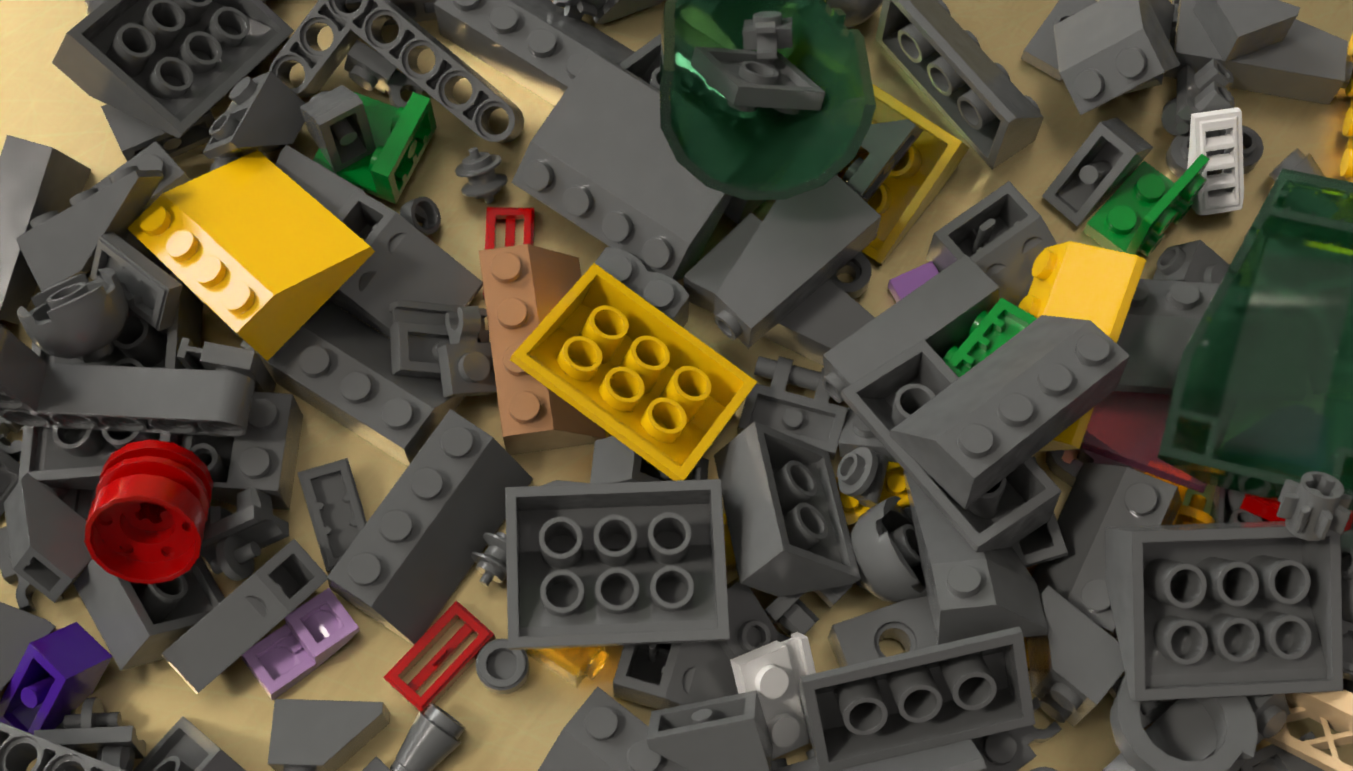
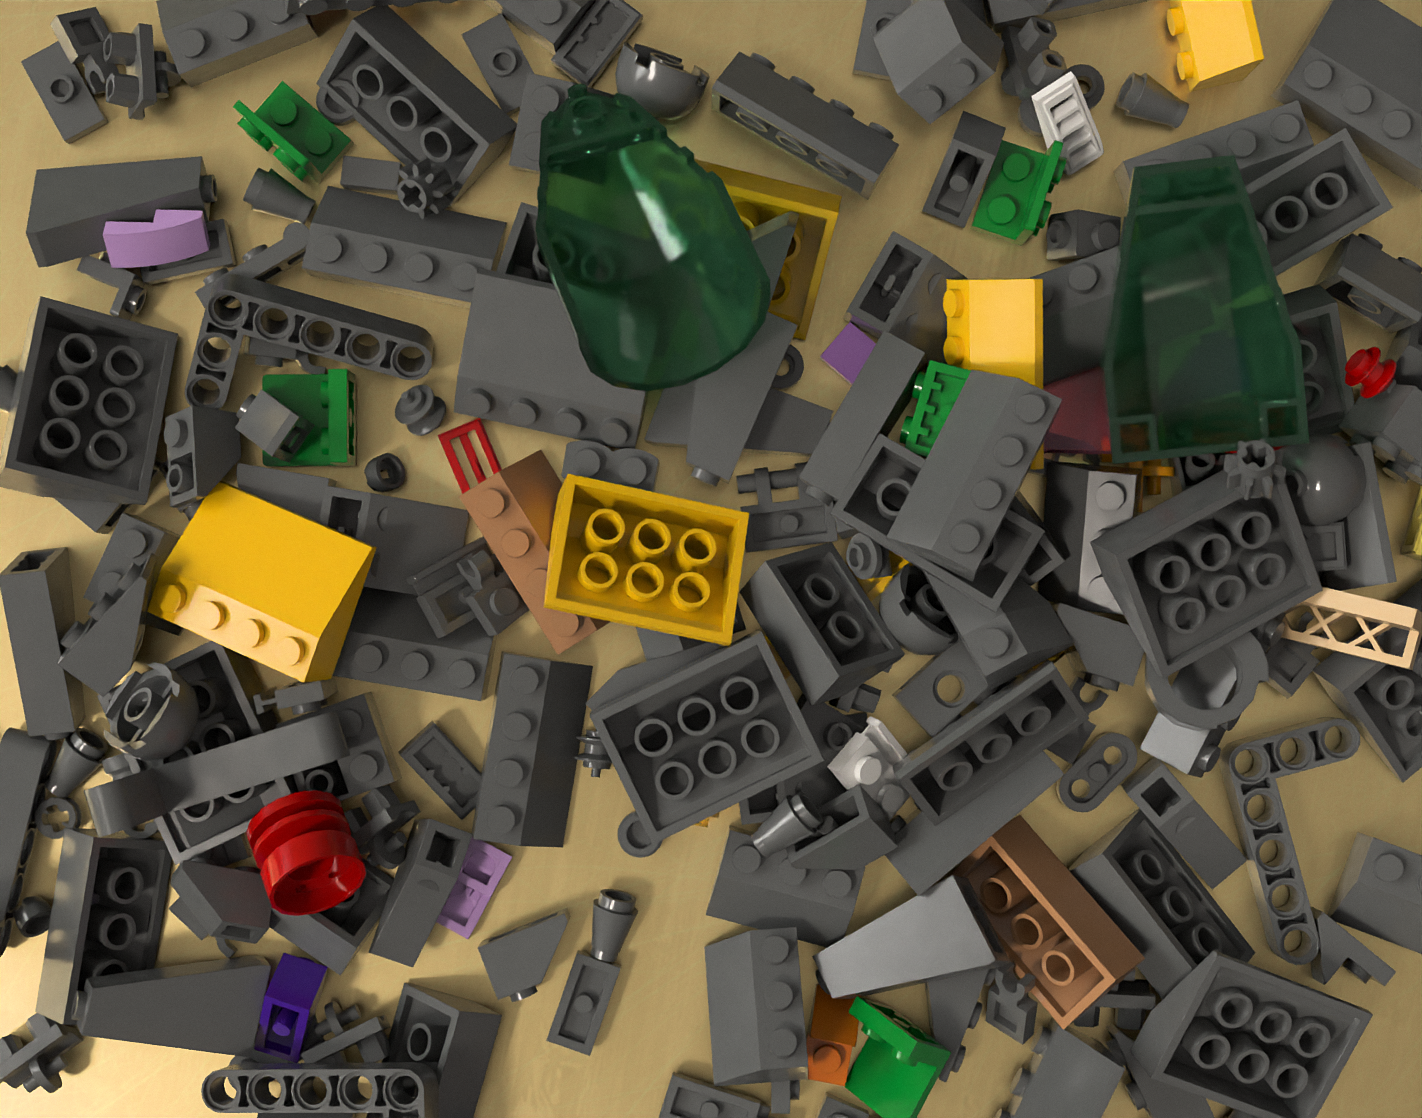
camera: 25 degrees left, 20 degrees up
(147, 287) = (195, 662): dark grey plate -> none
(425, 643) = (574, 886): red tile -> none
(661, 697) = (788, 824): none -> dark grey cone
(755, 82) = (639, 248): dark grey plate -> none
(767, 34) = (625, 188): dark grey plate -> none

